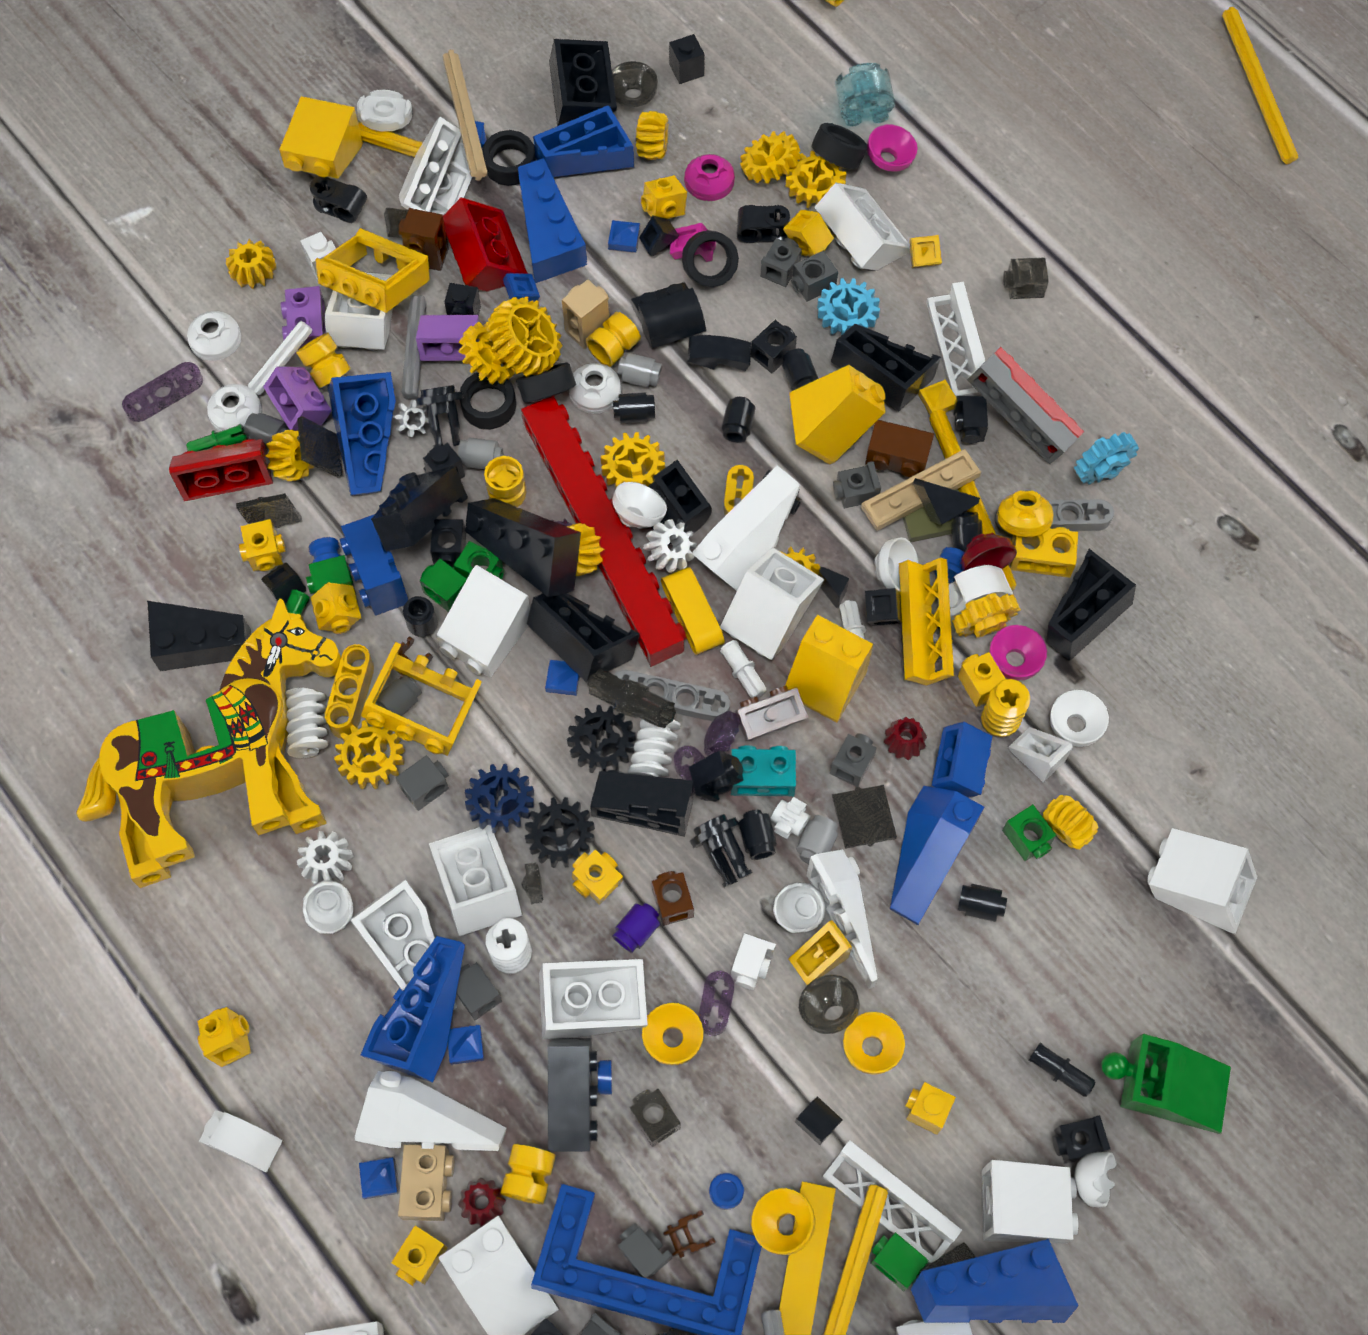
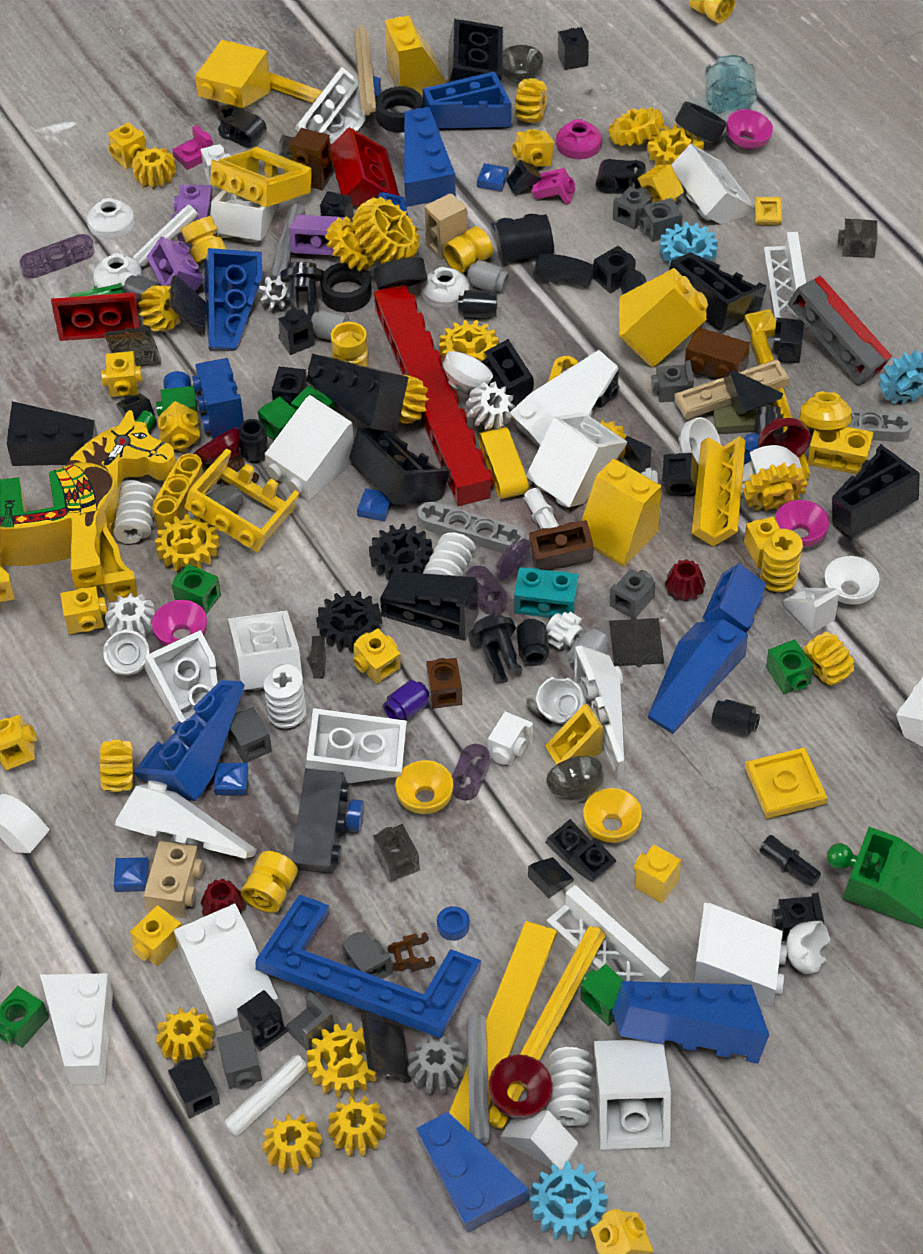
camera: 10 degrees right, 15 degrees down
(216, 237) = (126, 143): none -> yellow brick
(271, 857) = (83, 610): none -> yellow brick
(288, 235) = (189, 153): none -> dark pink bracket
(341, 1053) = (116, 765): none -> yellow gear
(376, 847) = (176, 616): none -> dark pink piece
(384, 110) = (294, 65): white tile -> none
(384, 628) = (215, 447): none -> dark red piece
(398, 822) = (197, 587): none -> green brick
(415, 505) = (266, 350): black wedge -> none
(423, 782) = (232, 568): dark grey brick -> none
(509, 808) = (298, 588): dark blue gear -> none
(514, 93) = (410, 56): none -> yellow slope
(631, 698) = (433, 515): clear smoke piece -> none
(716, 775) = (500, 582): black brick -> none
(731, 261) = (587, 195): black tyre -> none
(738, 419) = (571, 321): black brick -> none
(771, 1210) = (497, 934): yellow piece -> none
(845, 1086) = (580, 852): none -> black slope
(1044, 975) = (785, 782): none -> yellow plate

